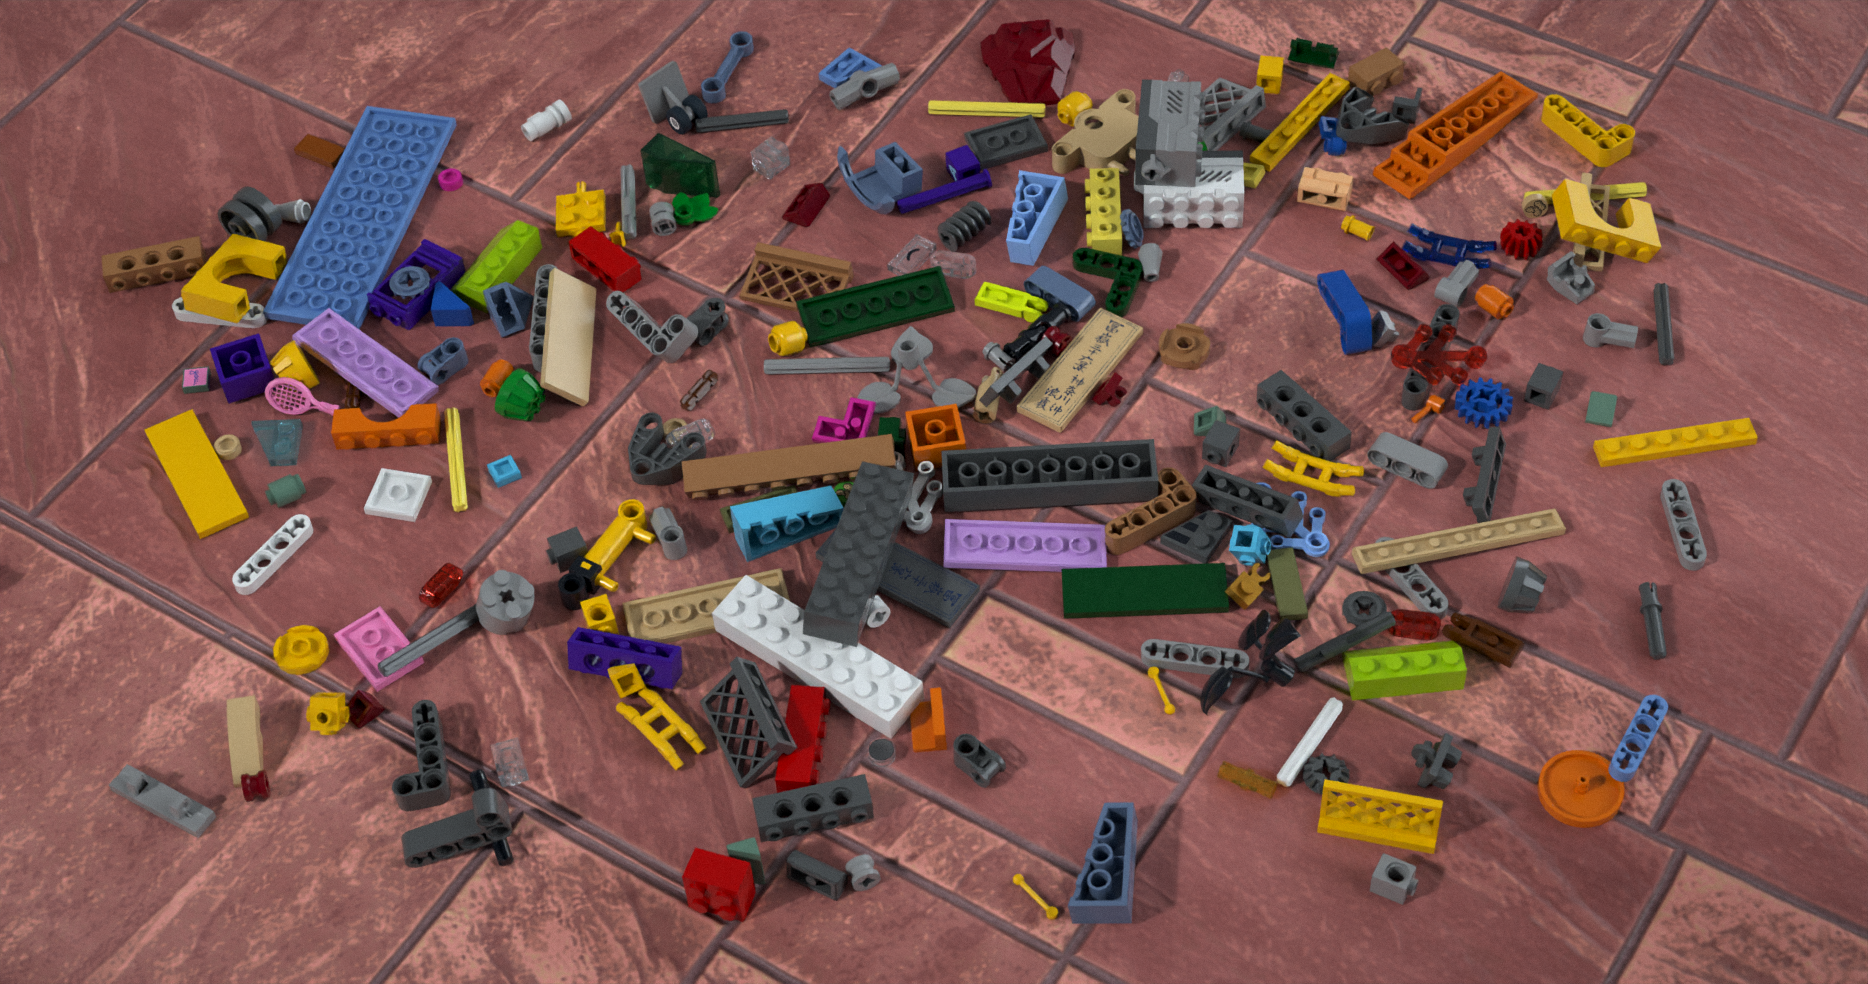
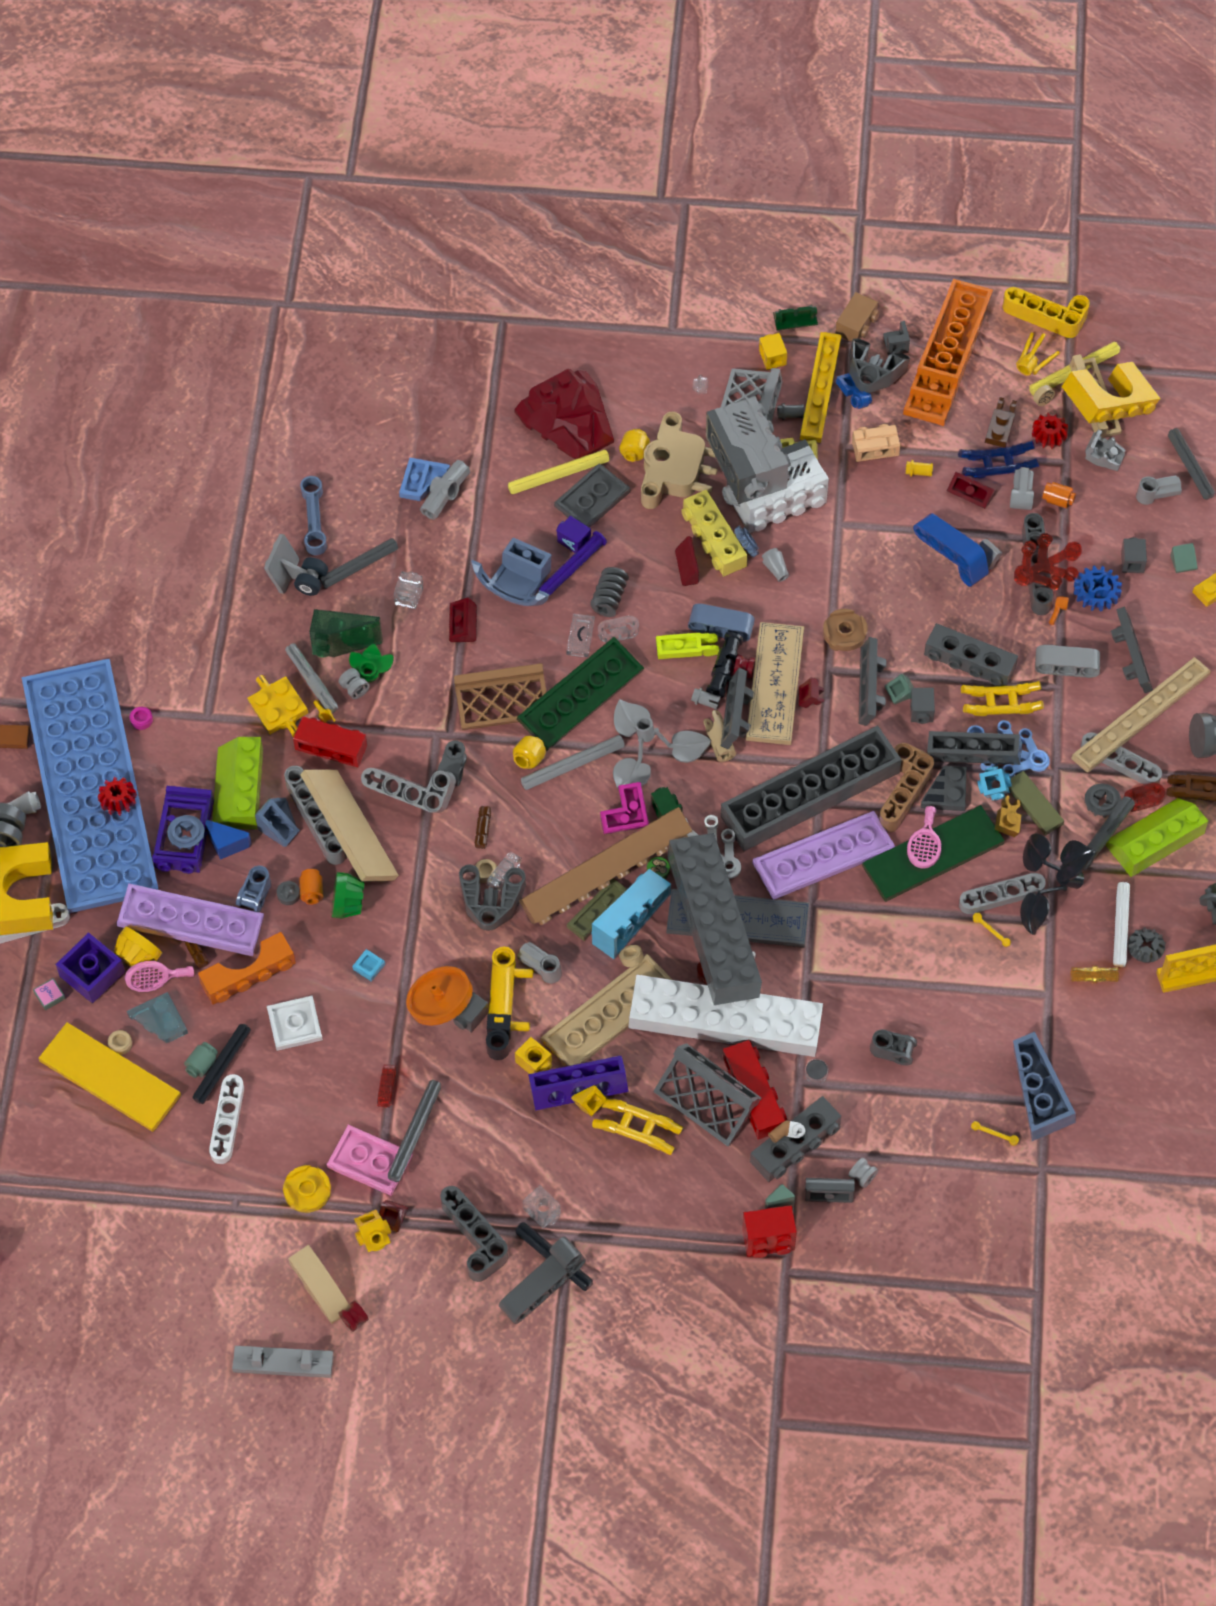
camera: 30 degrees left, 10 degrees up
(303, 502) = (221, 1063): none -> black axle
(373, 230) = (117, 796): none -> red gear
(455, 459) = (322, 972): light yellow axle -> none
(472, 376) = (288, 893): none -> dark grey tile
(505, 602) = (454, 1079): light grey brick -> none
(544, 121) = (189, 631): white axle -> none
(545, 521) = (439, 995): none -> orange piece
(763, 563) = (631, 955): none -> tan tile
(803, 789) = (787, 1129): none -> arm
(929, 724) = (839, 1032): orange panel -> none
(932, 432) = (703, 790): orange brick -> none
(1034, 214) = (659, 553): light blue wedge -> none
(1062, 230) = (687, 562): none -> dark red slope
(1120, 277) = (759, 585): dark green beam -> none
(1163, 548) = (929, 817): none -> bright pink piece
(1191, 386) = (869, 666): none -> dark grey hinge
(1472, 215) = (1001, 424): none -> reddish brown hinge
(1538, 170) = (1027, 363): none -> yellow plant

